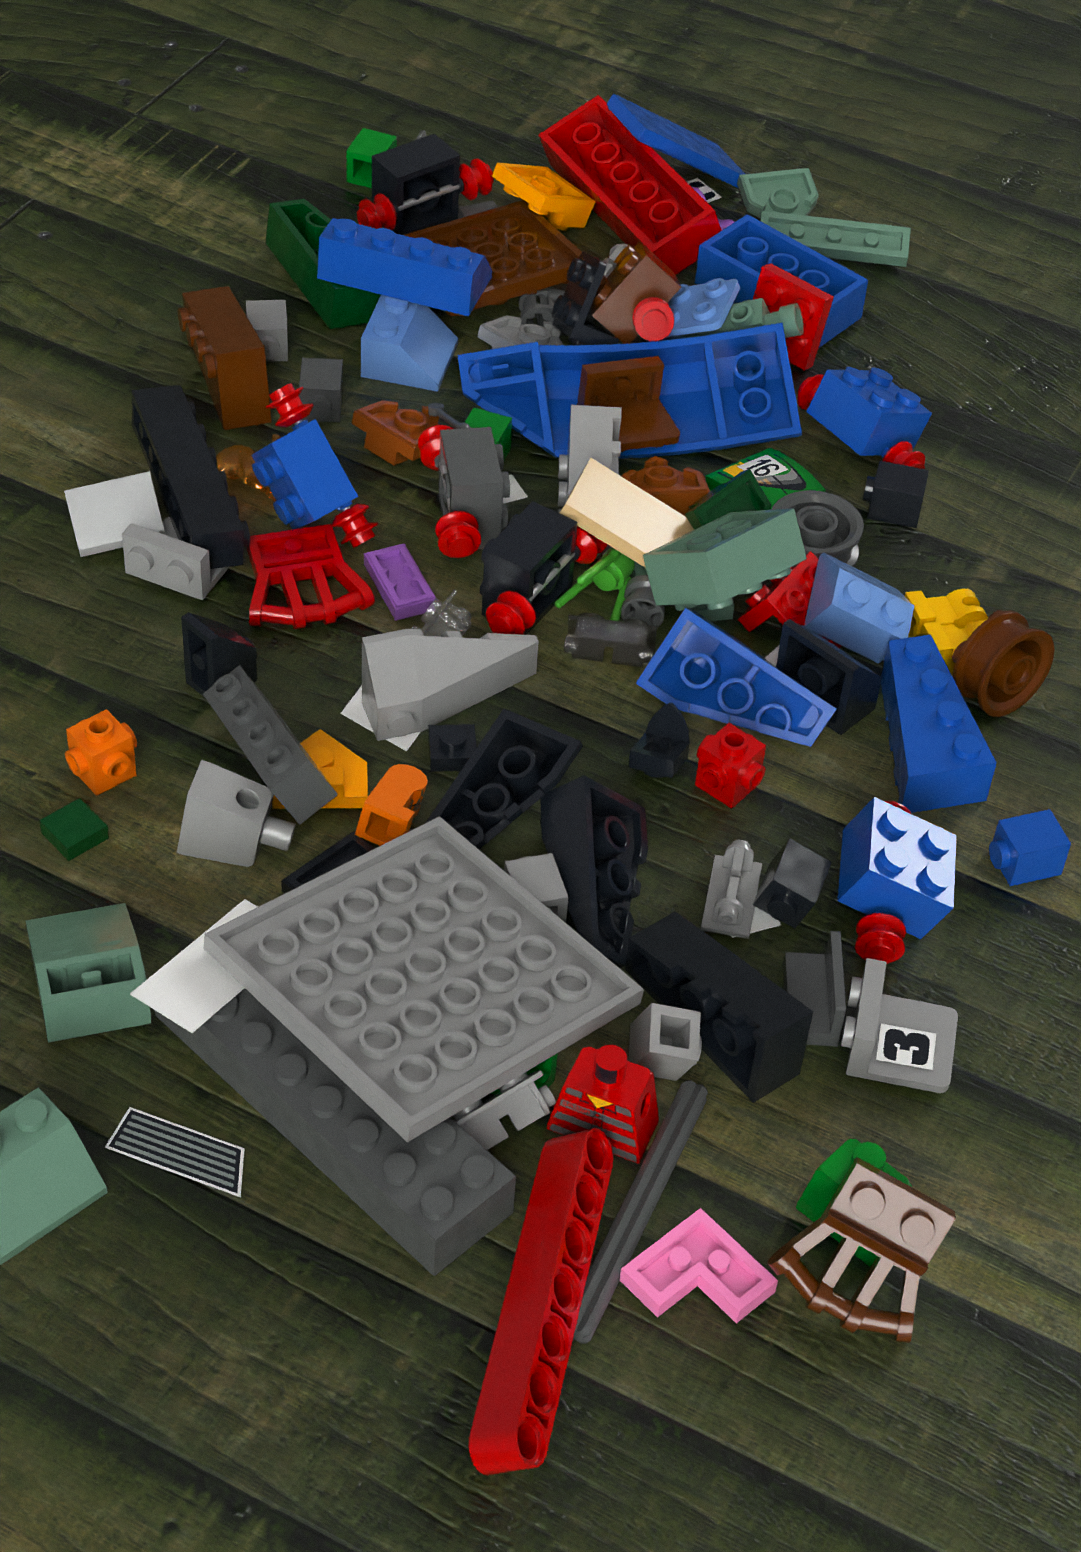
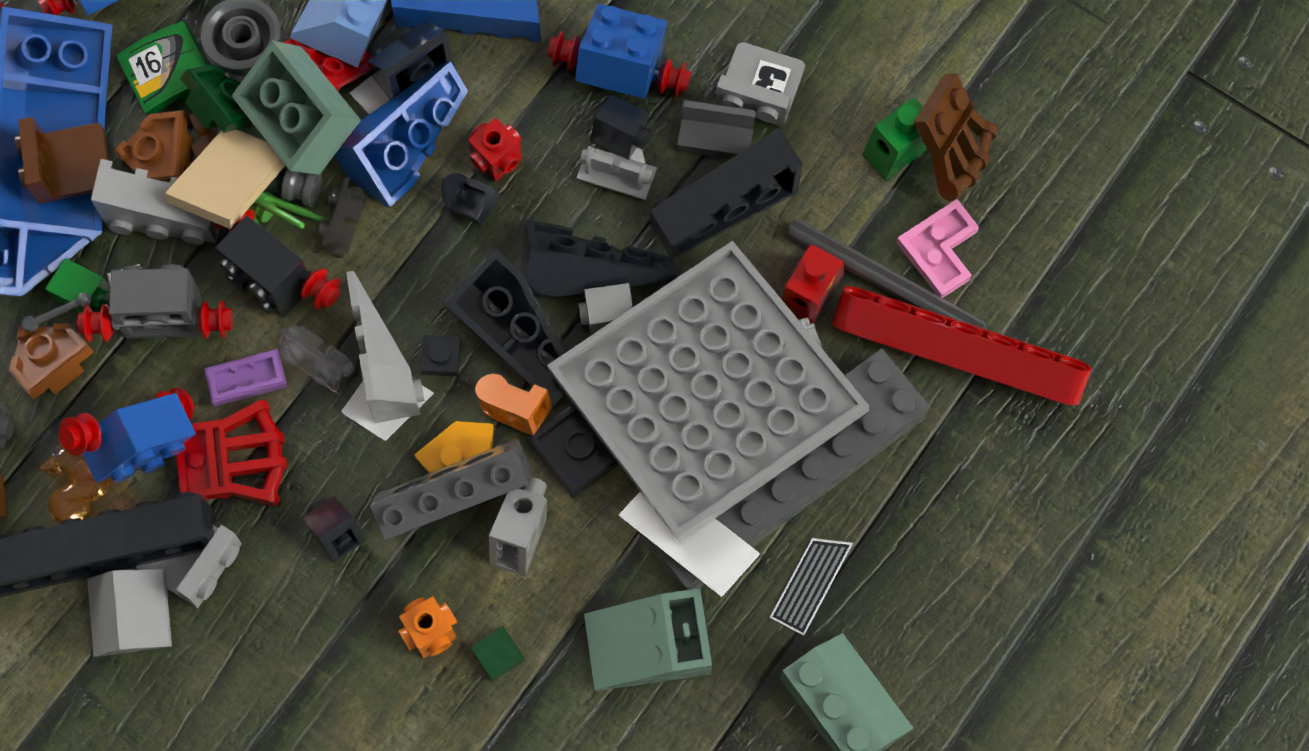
camera: 80 degrees left, 25 degrees up
(666, 1040) = (765, 237): light grey brick -> none

